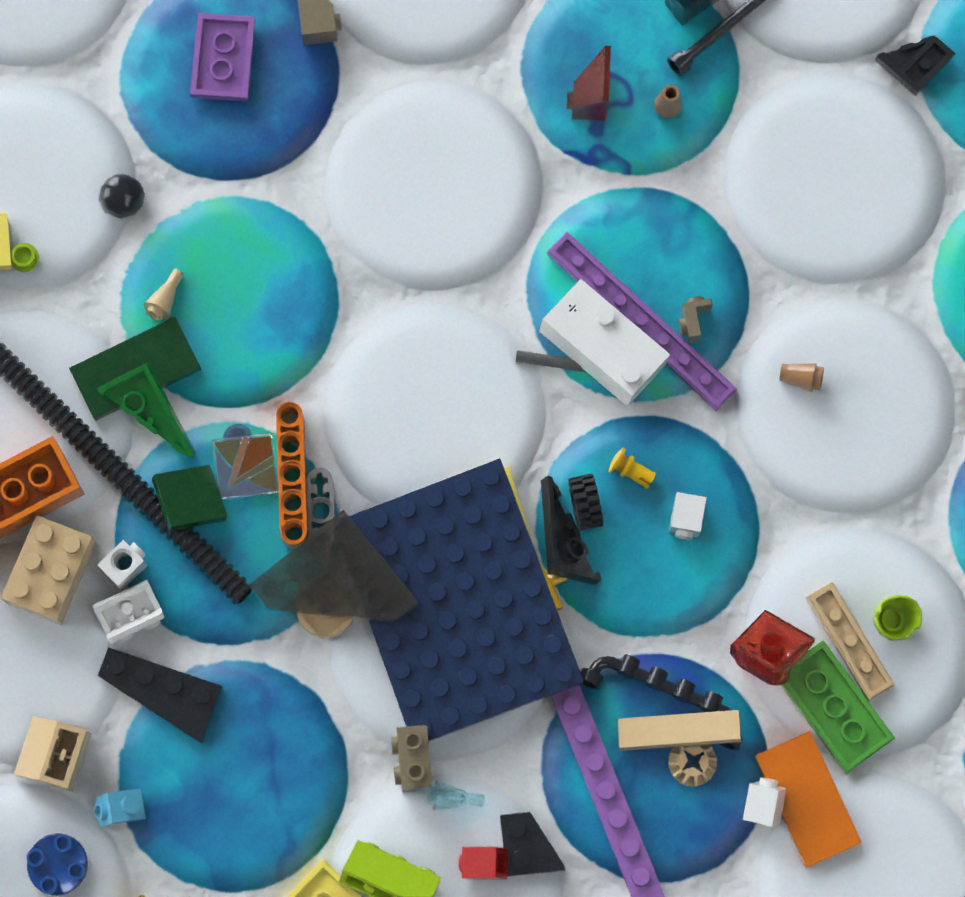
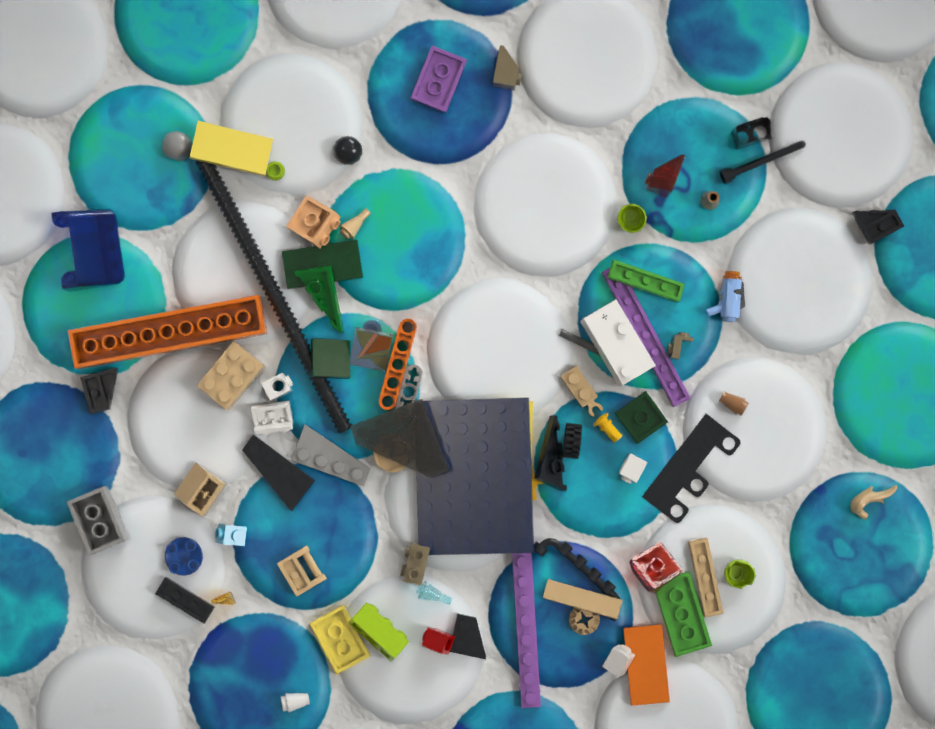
camera: 20 degrees right, 10 degrees up
(104, 310) = (314, 222): none -> light nougat plate
(226, 645) = (327, 457): none -> light grey wing
(236, 834) = (296, 574): none -> tan plate
(564, 161) = (632, 218): none -> lime hair
(574, 428) = (581, 389): none -> tan plate
(615, 243) = (645, 281): none -> bright green tile
(675, 440) = (641, 417): none -> dark green tile
(746, 227) = (732, 297): none -> light blue piece
(759, 493) = (682, 466): none -> black piece

